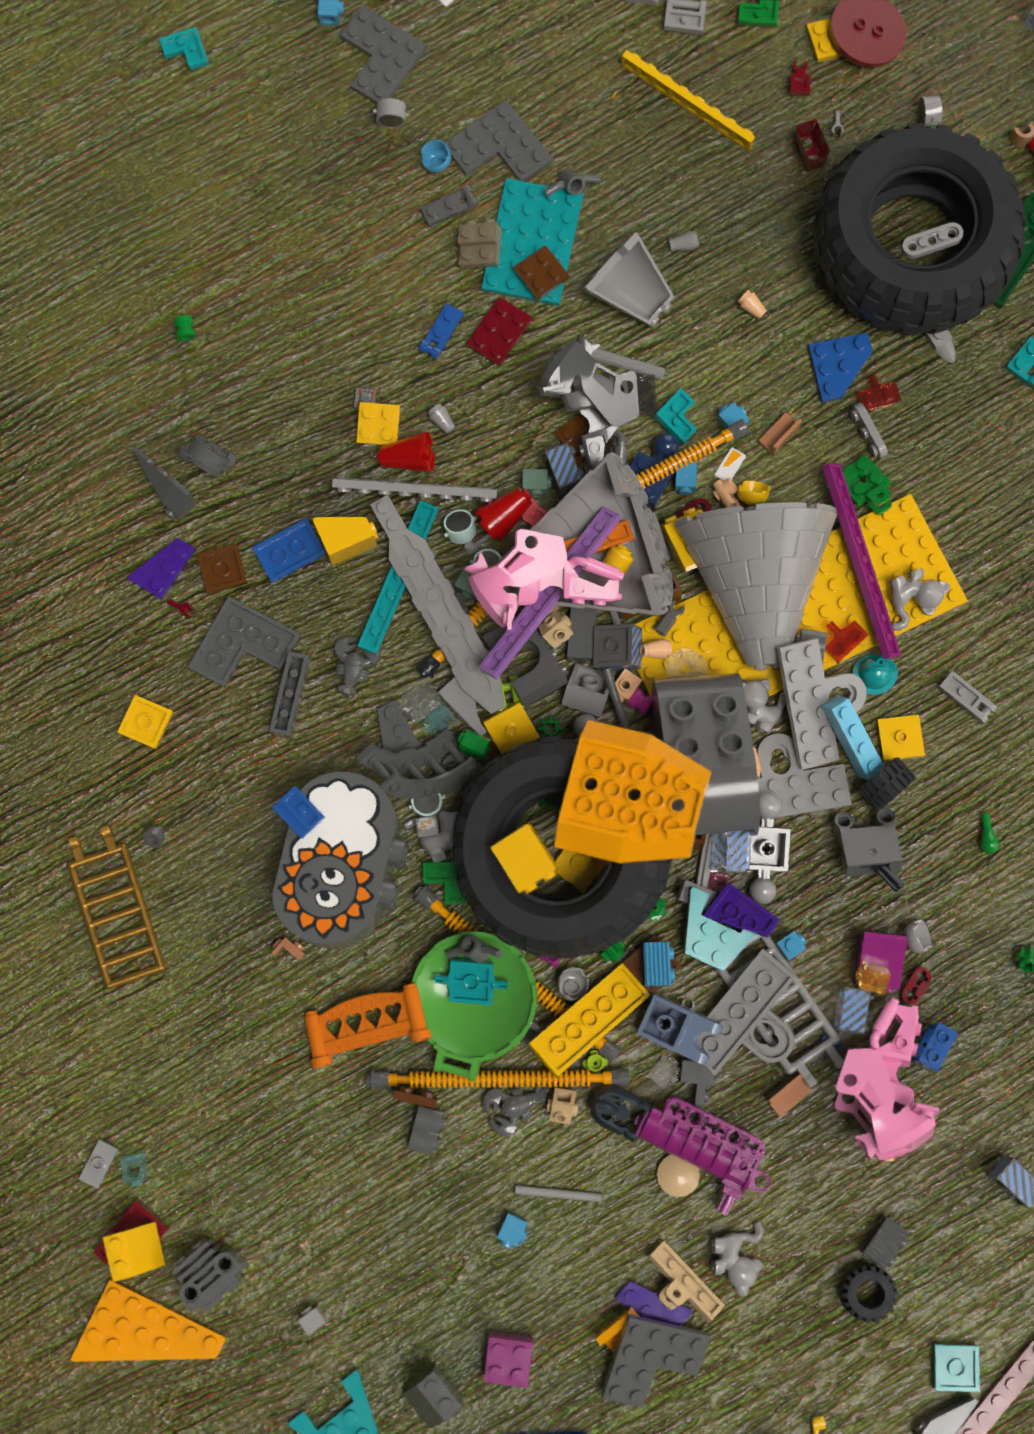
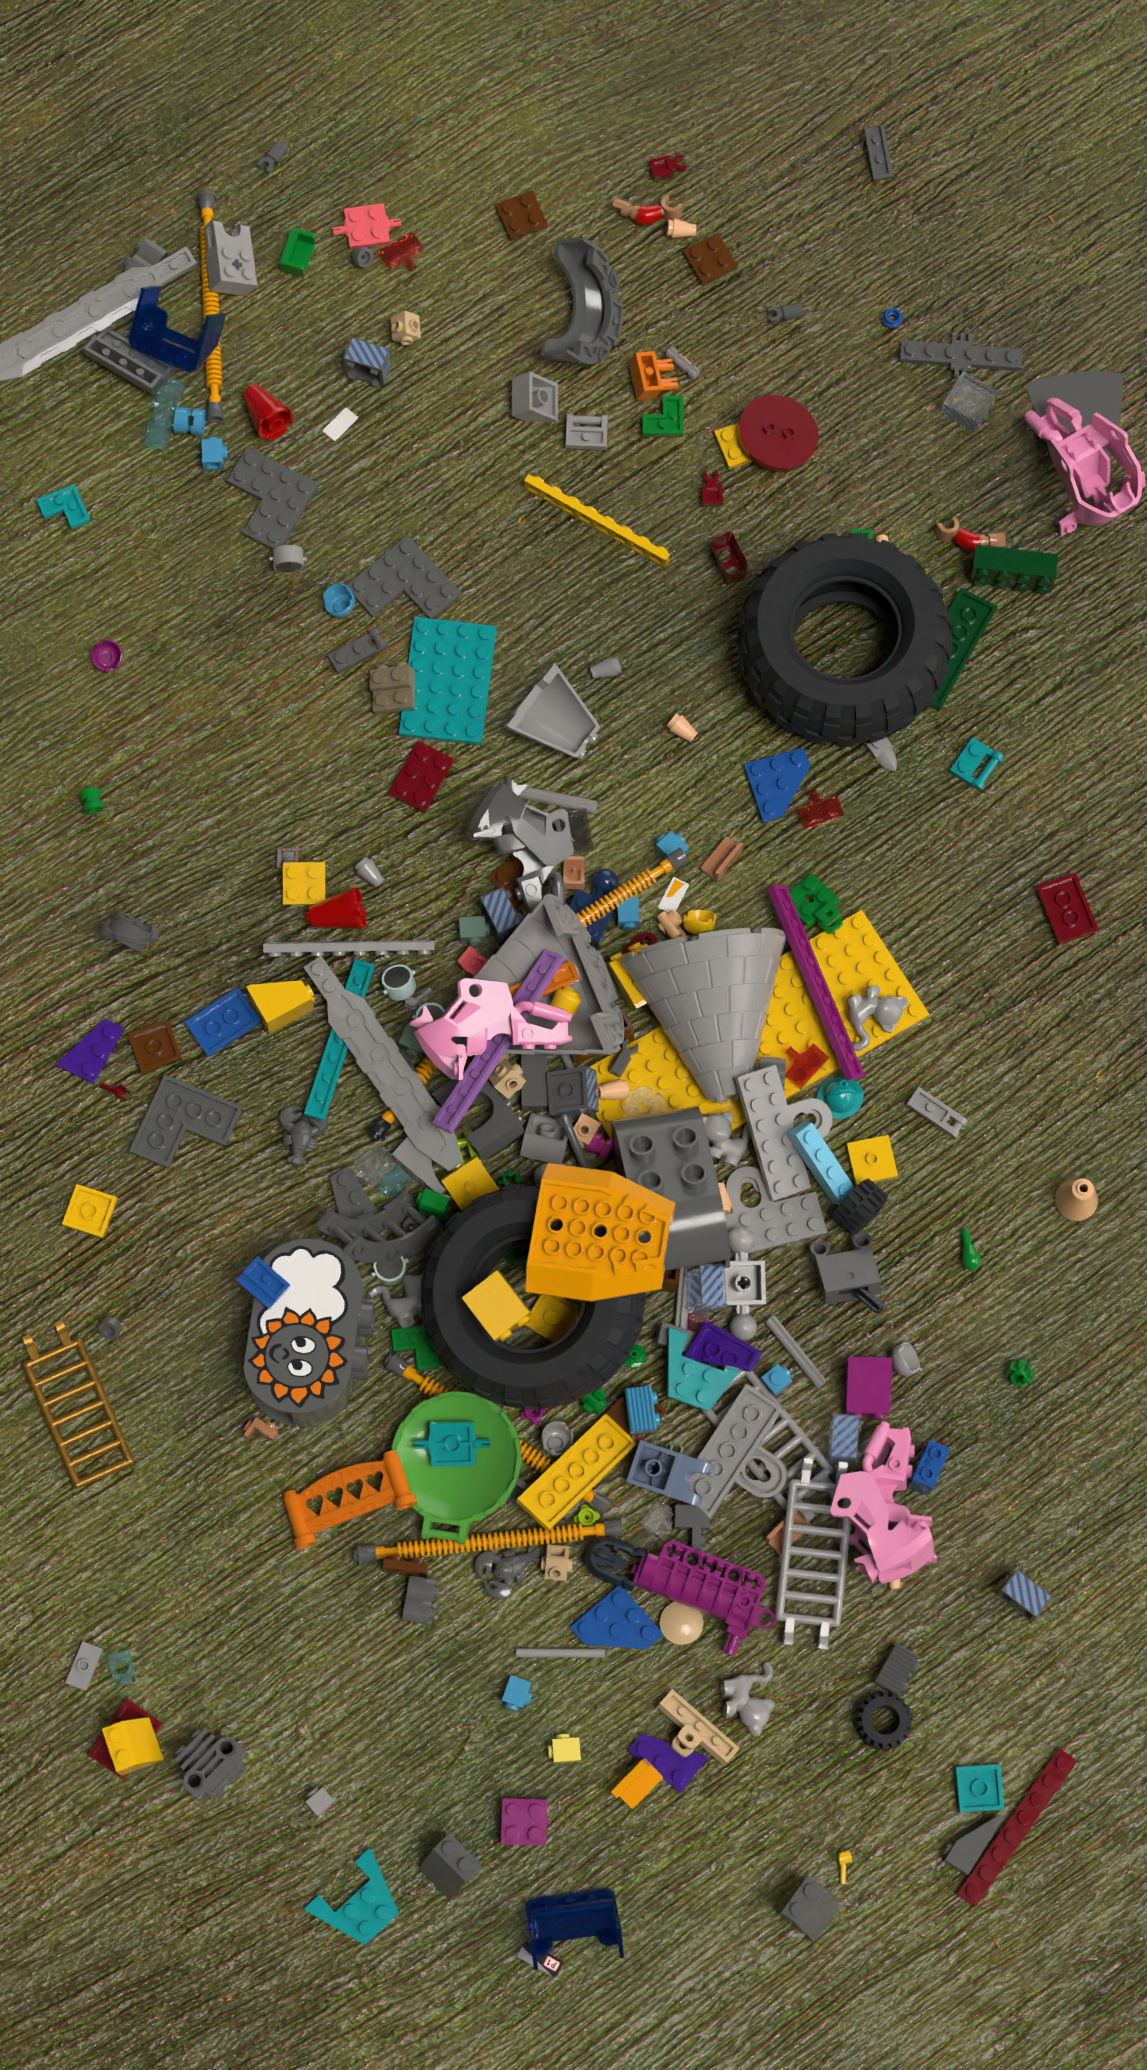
camera: 10 degrees left, 5 degrees down
(141, 1329) = (141, 1828): light orange wing -> none
(172, 494) = (95, 972): dark grey wedge -> none
(211, 191) = (106, 655): none -> magenta hair
(290, 695) = (238, 1170): dark grey brick -> none
(426, 826) = (392, 1291): tile -> none
(441, 331) = (361, 781): blue plate -> none
(474, 949) = (453, 1409): dark grey piece -> none
(504, 512) = (443, 964): red cone -> none
(541, 272) = (460, 713): reddish brown plate -> none
(554, 1291) = (564, 1749): none -> light yellow brick
(576, 186) = (483, 616): dark grey piece -> none
(615, 1170) = (617, 1623): none -> blue plate
(637, 435) = (574, 872): none -> nougat bracket
(649, 1346) = (661, 1795): dark grey plate -> none
(672, 417) = (609, 852): teal plate -> none
(811, 918) = (795, 1351): none -> light grey axle
(837, 125) = (754, 532): light grey hand -> none
(845, 1104) = (787, 1550): none -> light grey bar
(869, 431) = (813, 848): light grey plate -> none
(873, 977) = (861, 1402): clear yellow brick -> none
(920, 989) = (903, 1408): dark red beam -> none
(930, 110) = (849, 512): light grey piece -> none
(937, 234) = (860, 646): light grey plate -> none

